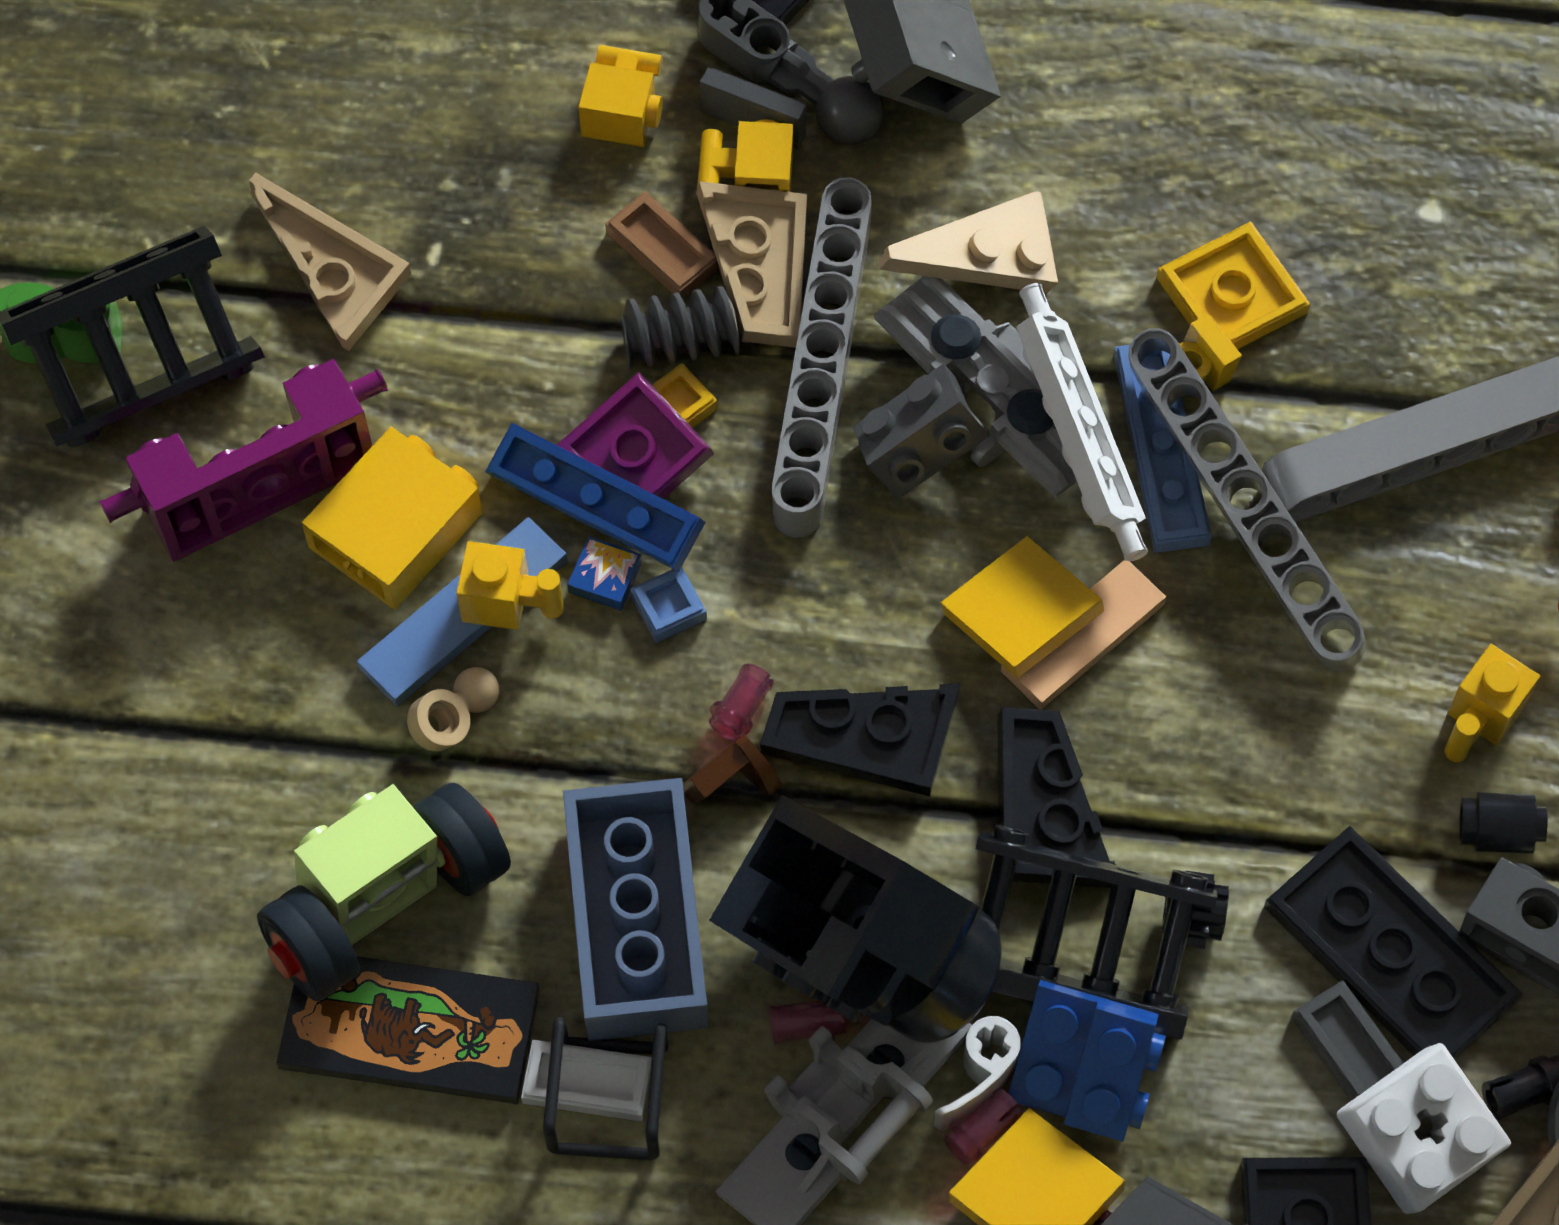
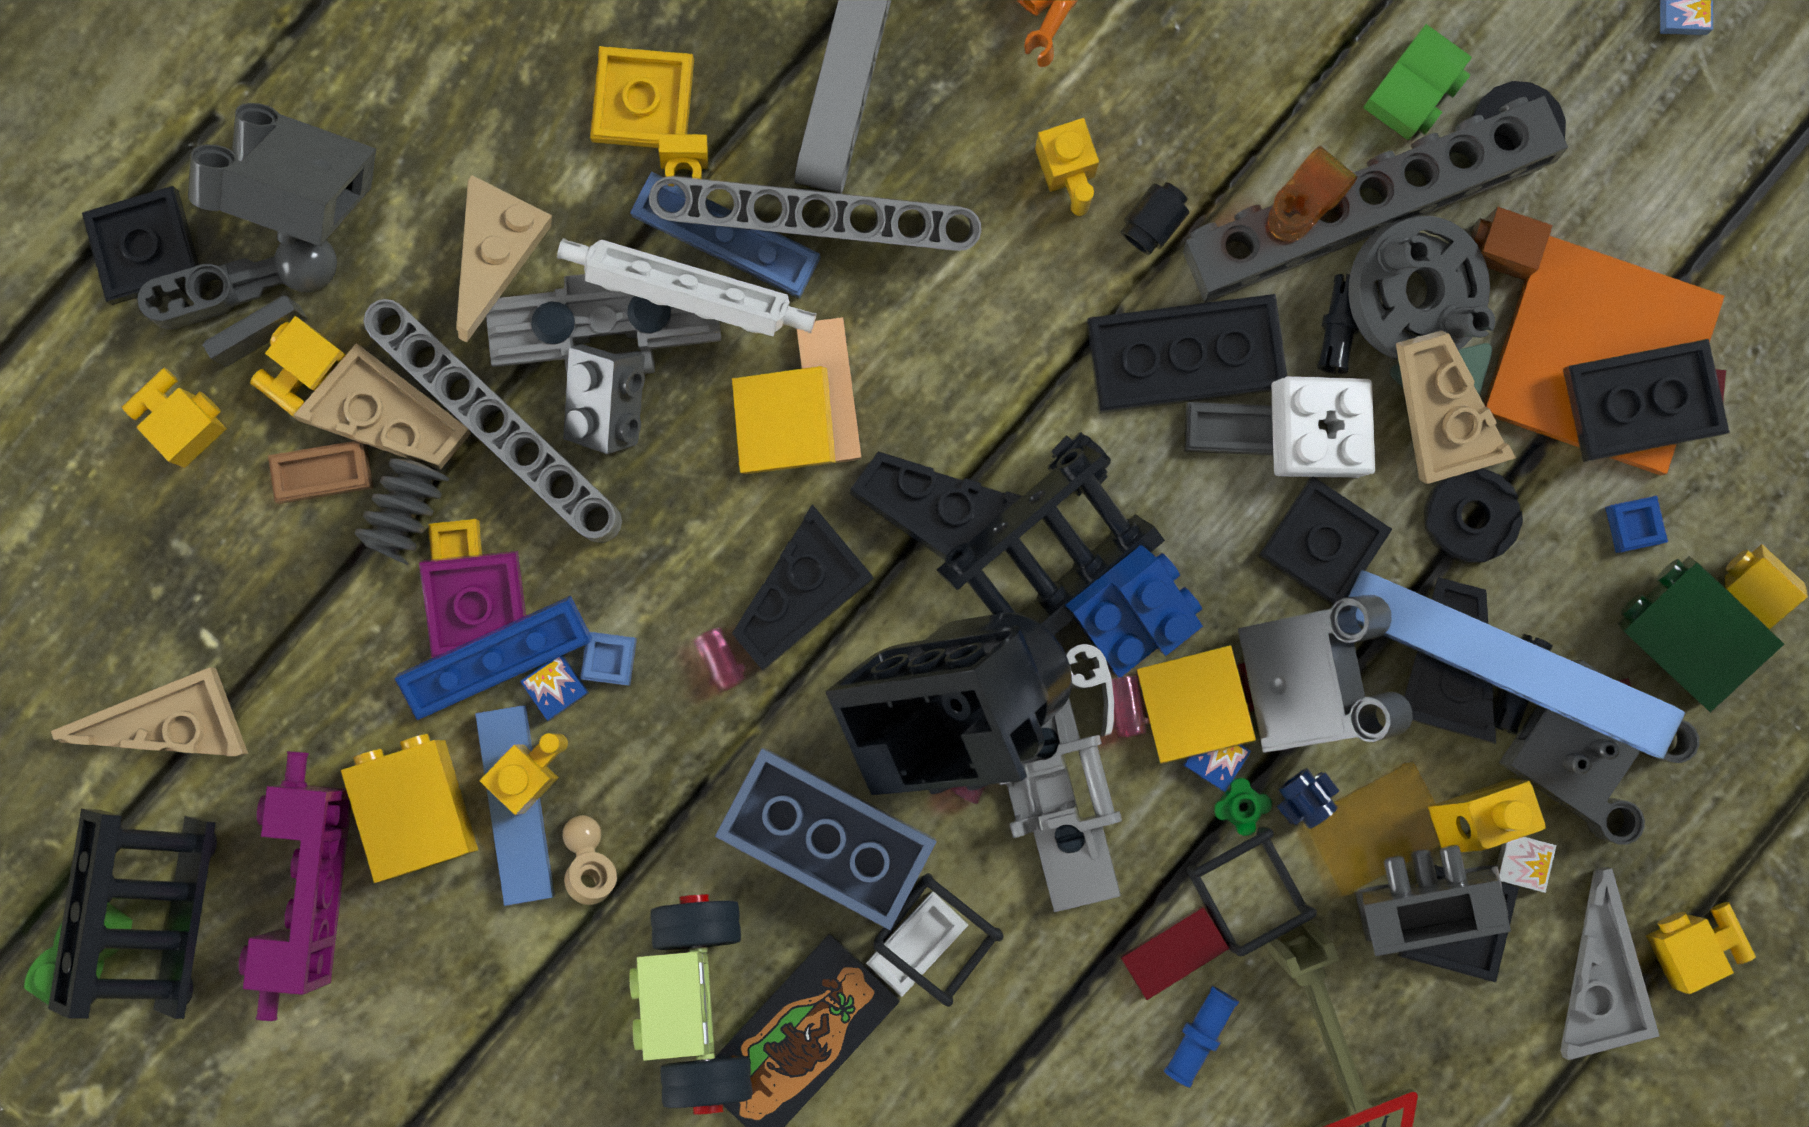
camera: 55 degrees left, 20 degrees up
(737, 756) = (762, 705): reddish brown tile -> none

